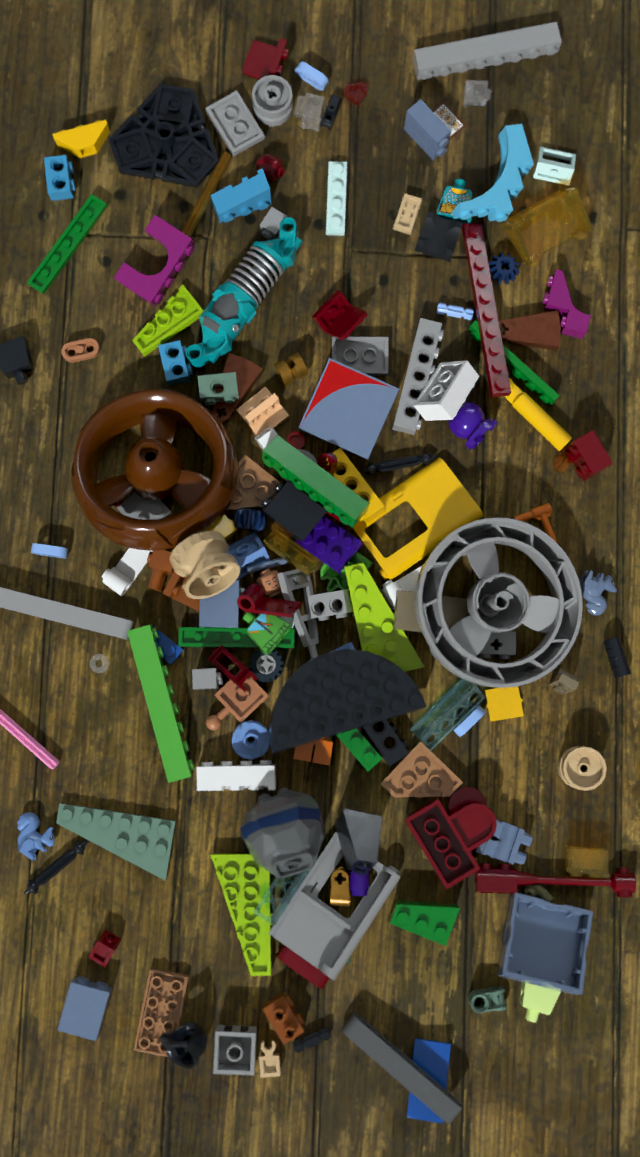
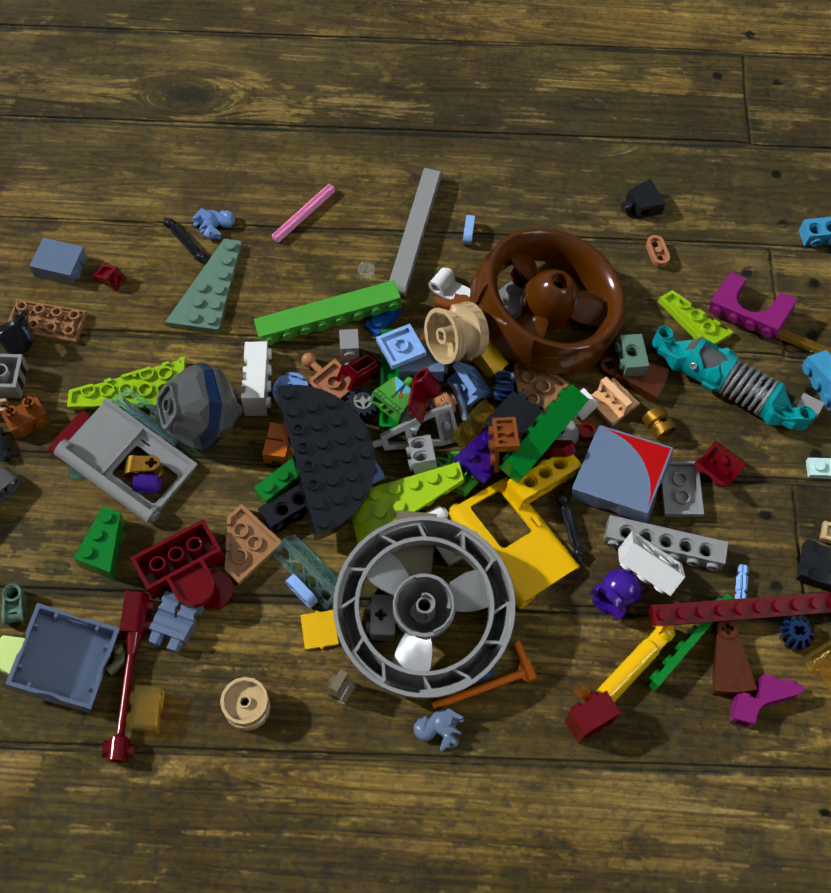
camera: 90 degrees right, 20 degrees down
(67, 244) = (758, 239): green plate -> none
(170, 364) = (652, 321): dark azure brick -> none
(211, 624) = (401, 346): none -> light blue plate
(327, 521) = (504, 438): none -> dark orange bracket
(359, 839) = (186, 477): black slope -> none
(617, 657) = (366, 749): black axle -> none

